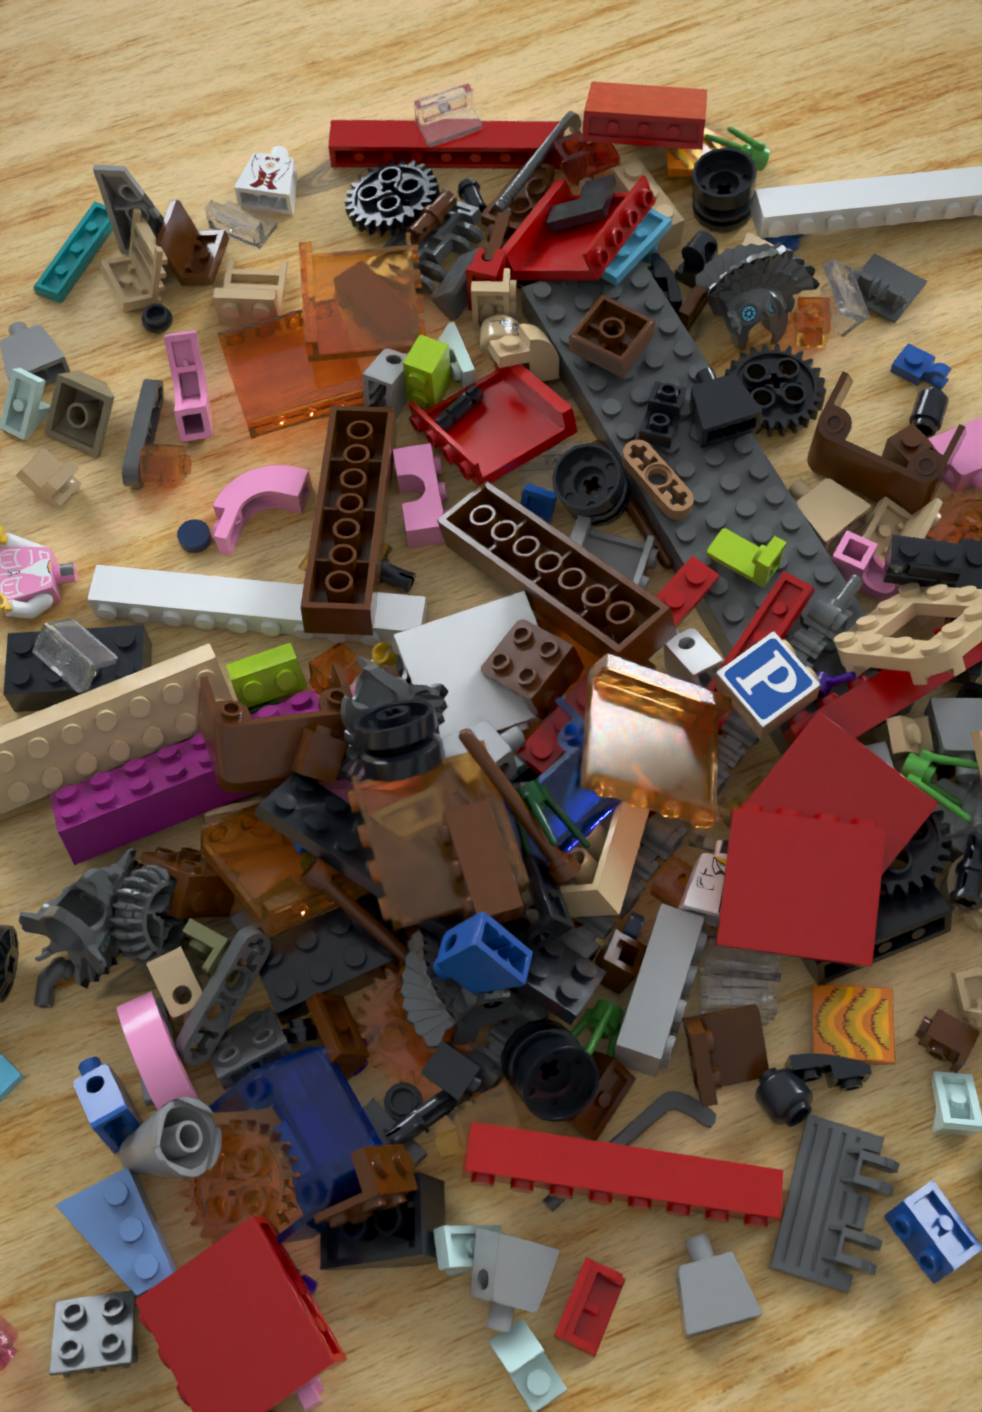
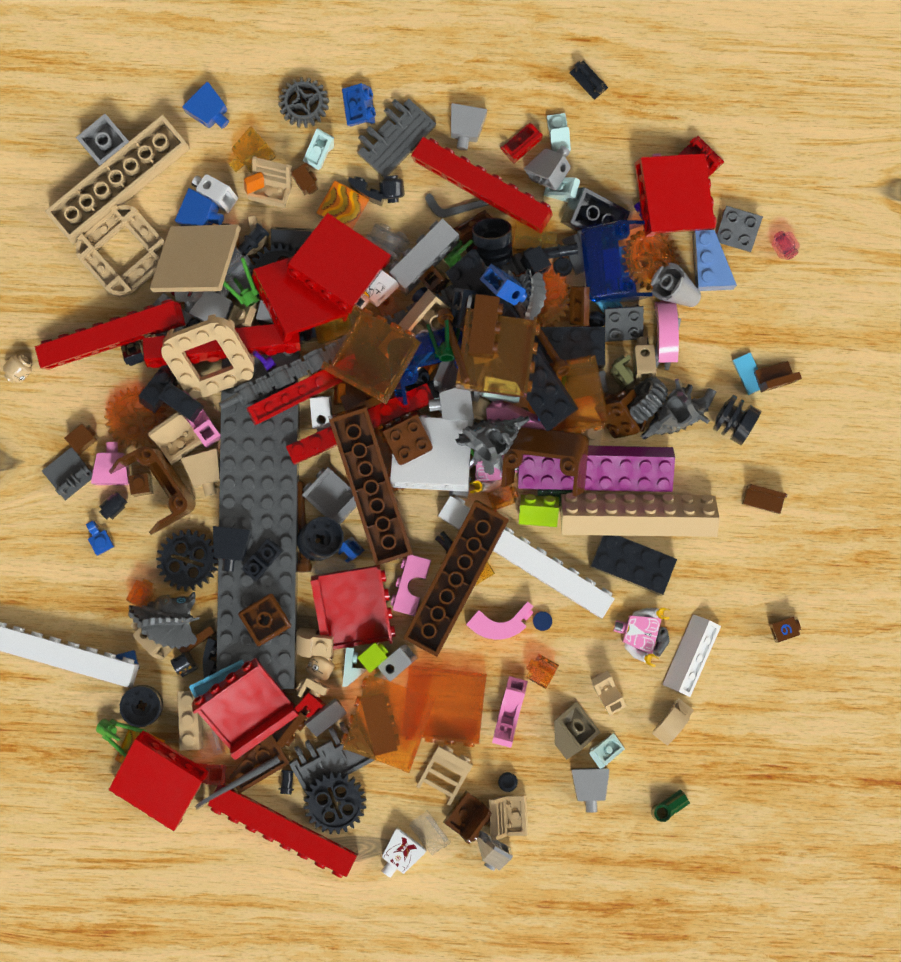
camera: 155 degrees left, 20 degrees up
(72, 652) = (632, 559): clear panel -> none
(75, 254) = (535, 859): teal tile -> none
(106, 1103) = (697, 316): blue torso -> none
(143, 429) = (545, 701): dark grey beam -> none
(227, 997) = (626, 344): dark grey beam -> none
(319, 754) = (534, 430): reddish brown brick -> none
(385, 1180) = (589, 220): reddish brown bracket -> none
(399, 740) = (495, 406): black wheel -> none
(432, 216) = (320, 768): reddish brown pin -> none
(447, 115) = (276, 837): clear panel -> none
(459, 407) = (366, 628): black axle -> none
(590, 207) = (230, 721): black tile -> none
(658, 493) = (289, 504): medium nougat beam -> none
(725, 1049) = (408, 219): reddish brown bracket -> none
(746, 558) = (266, 450): lime bracket -> none
(768, 684) = (299, 365): piece -> none
(845, 297) = (115, 598): clear panel -> none
(887, 287) = (86, 600): dark grey hinge -> none

